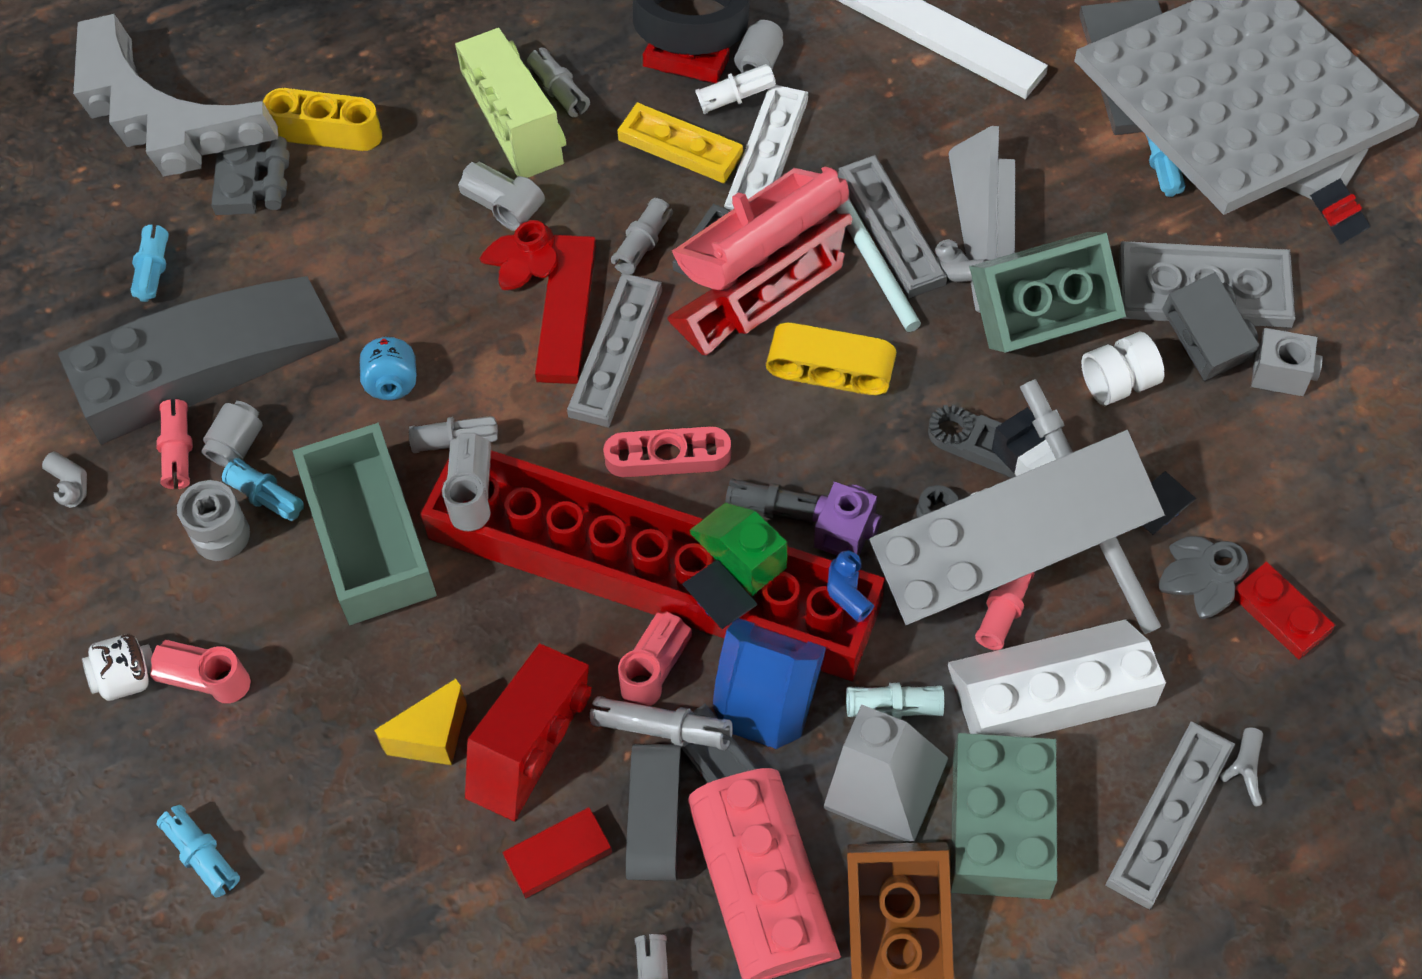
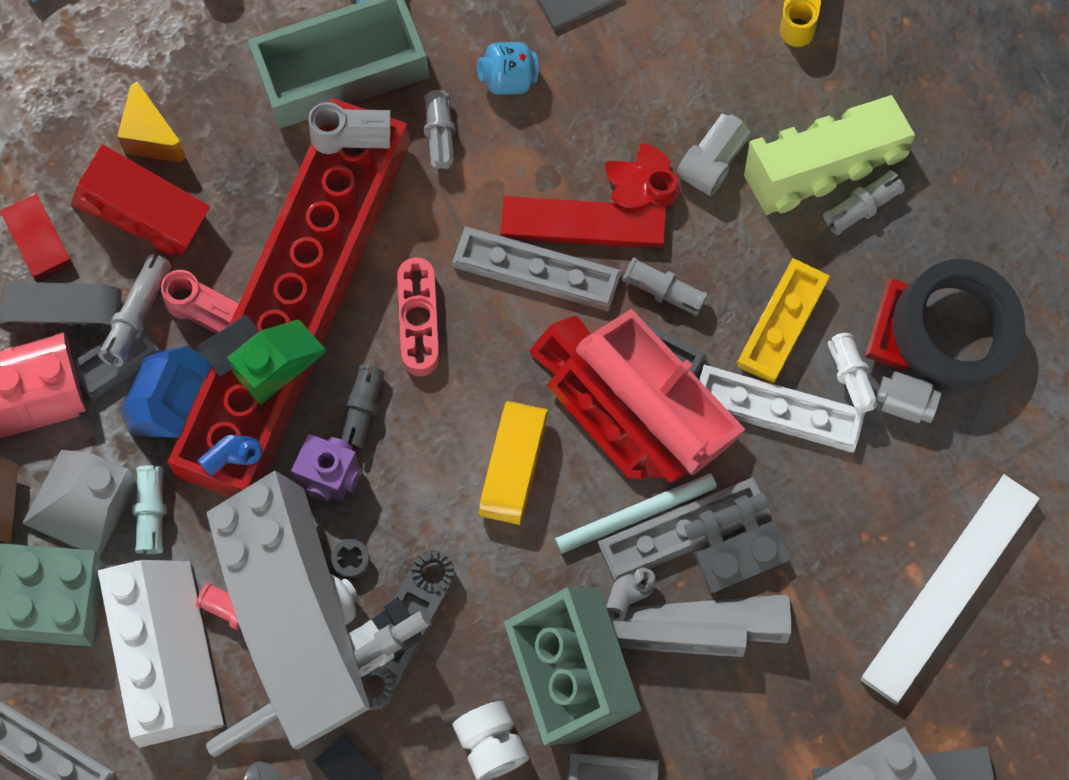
camera: 90 degrees right, 10 degrees up
(908, 177) = (742, 554): none -> dark grey plate

